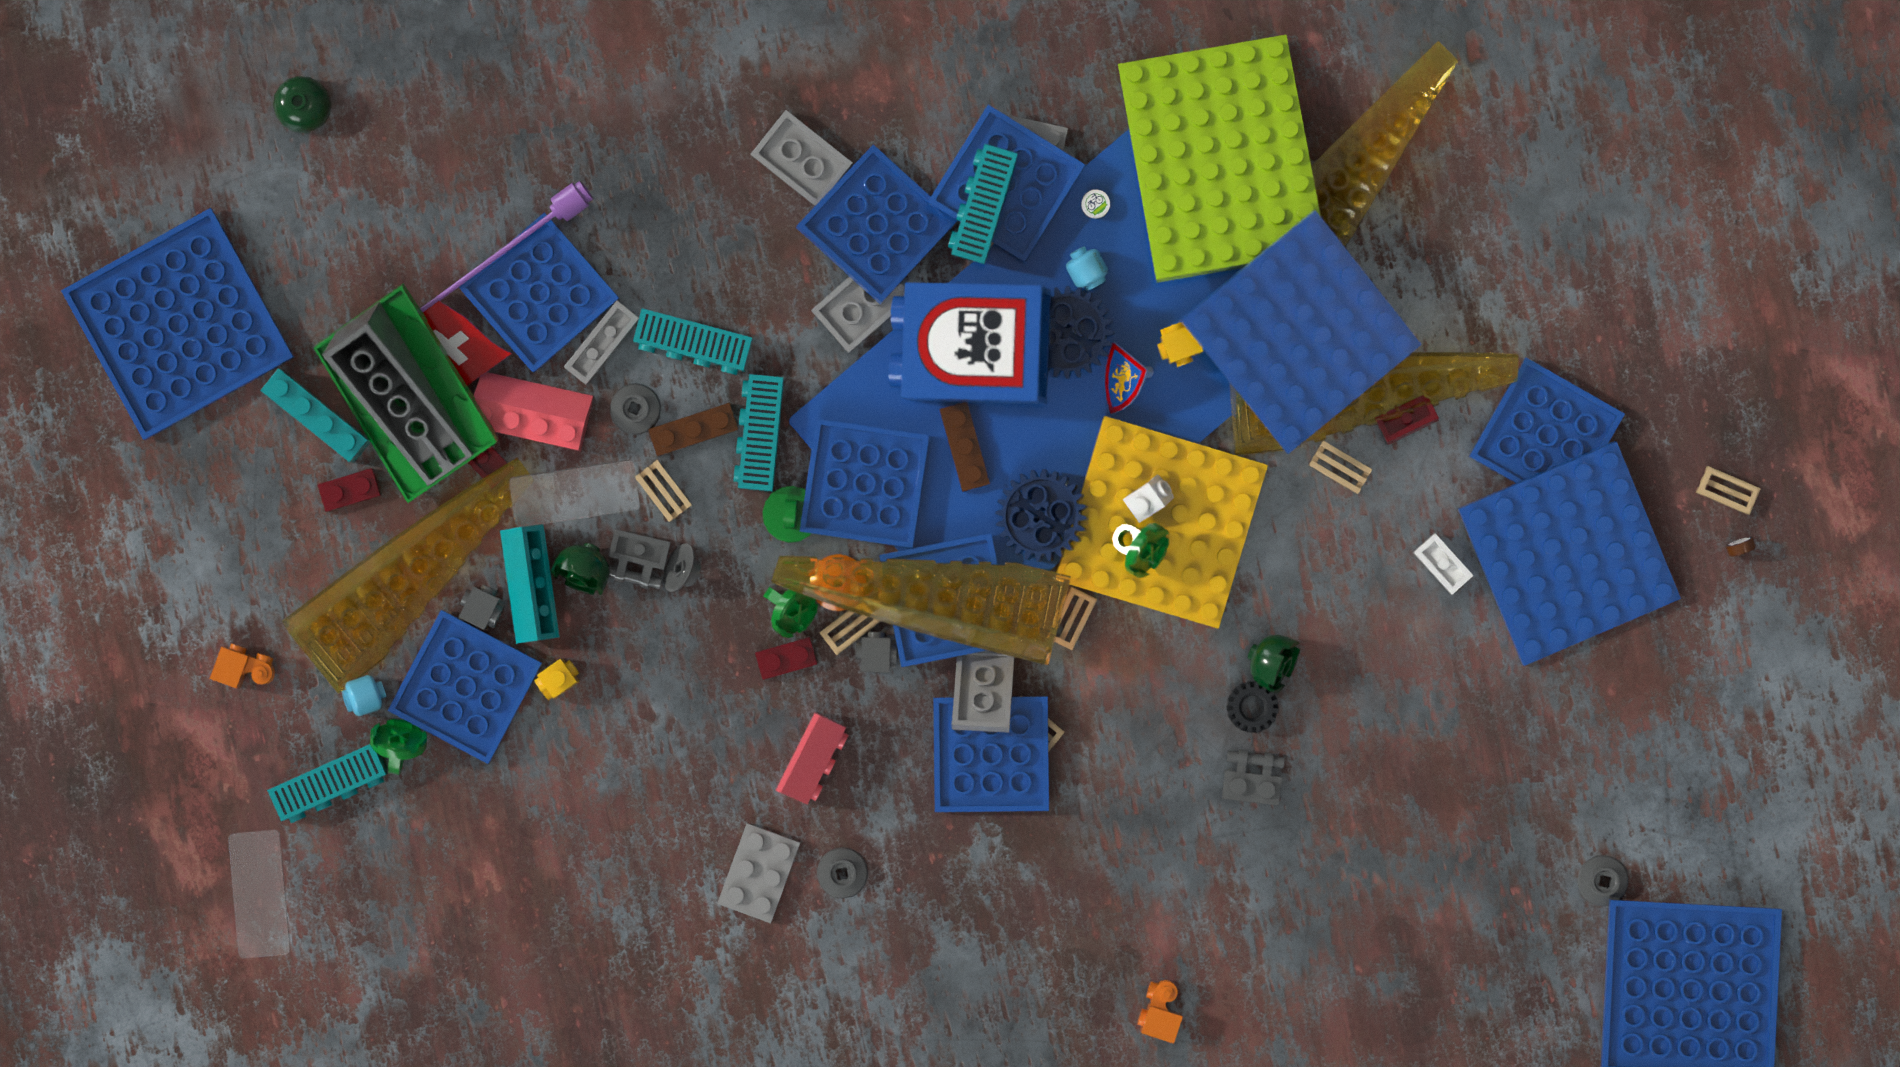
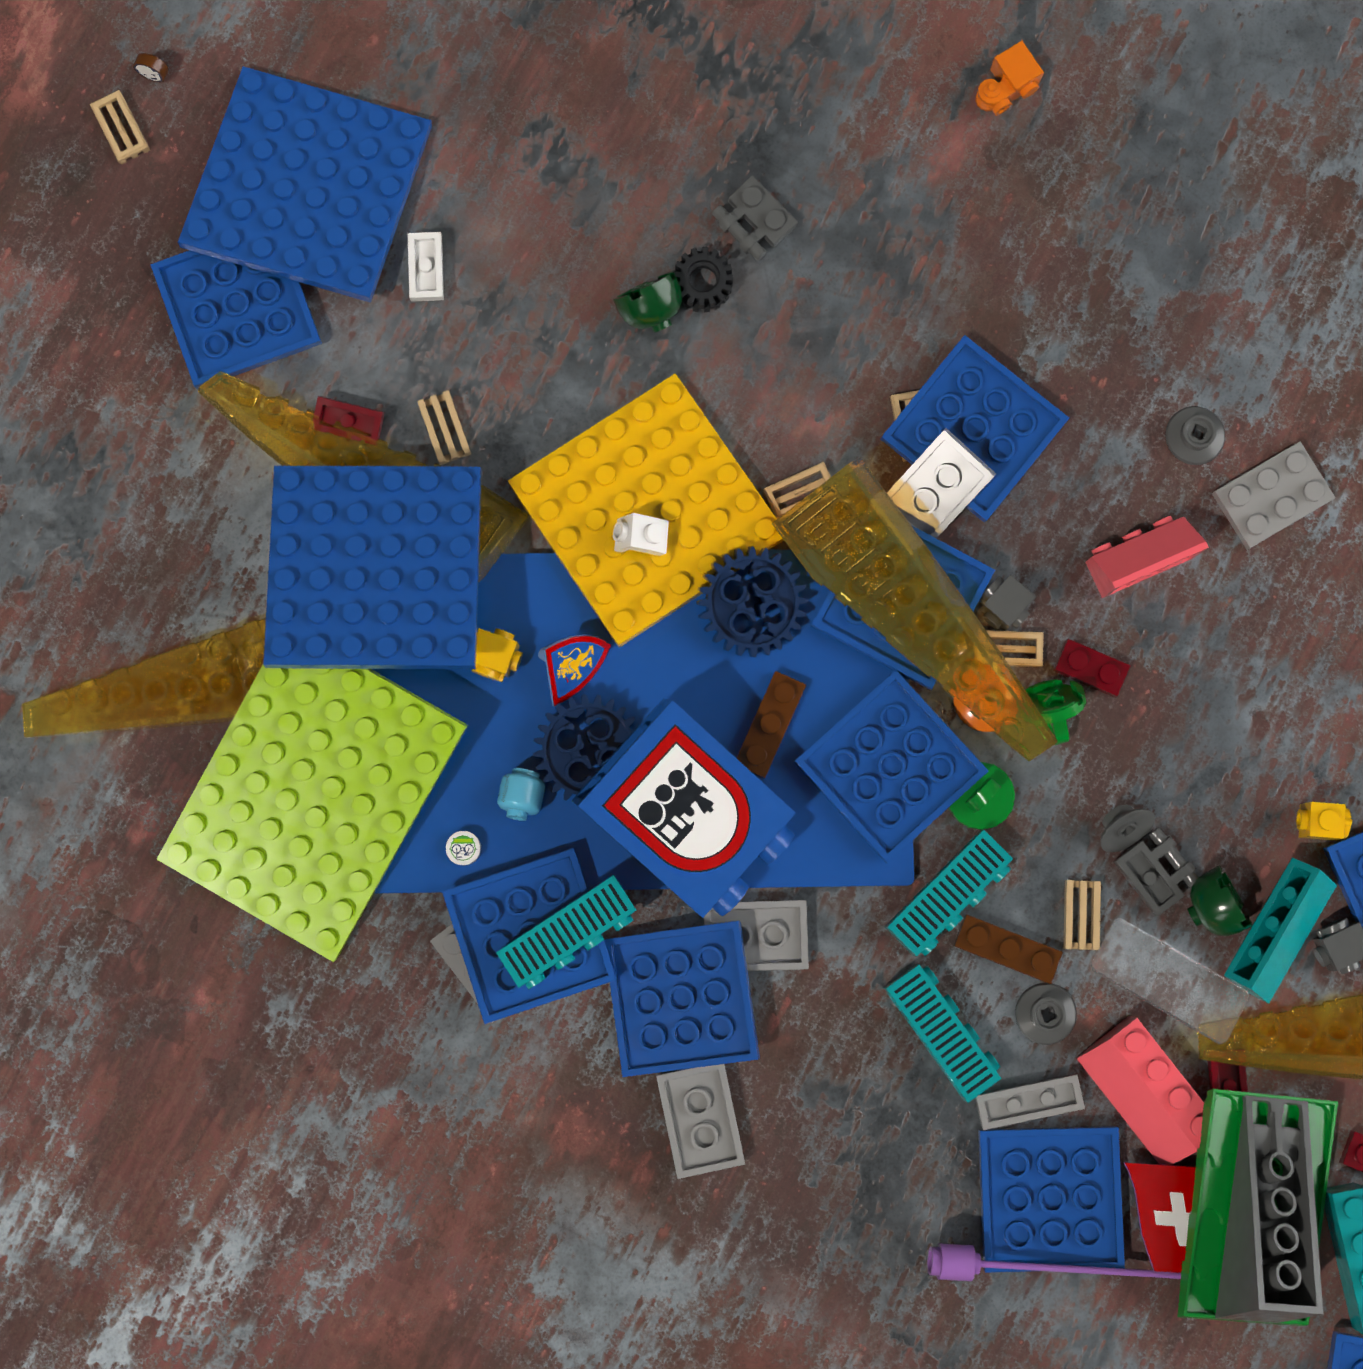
camera: 140 degrees left, 5 degrees down
(1146, 549) = (683, 490): green tile -> none

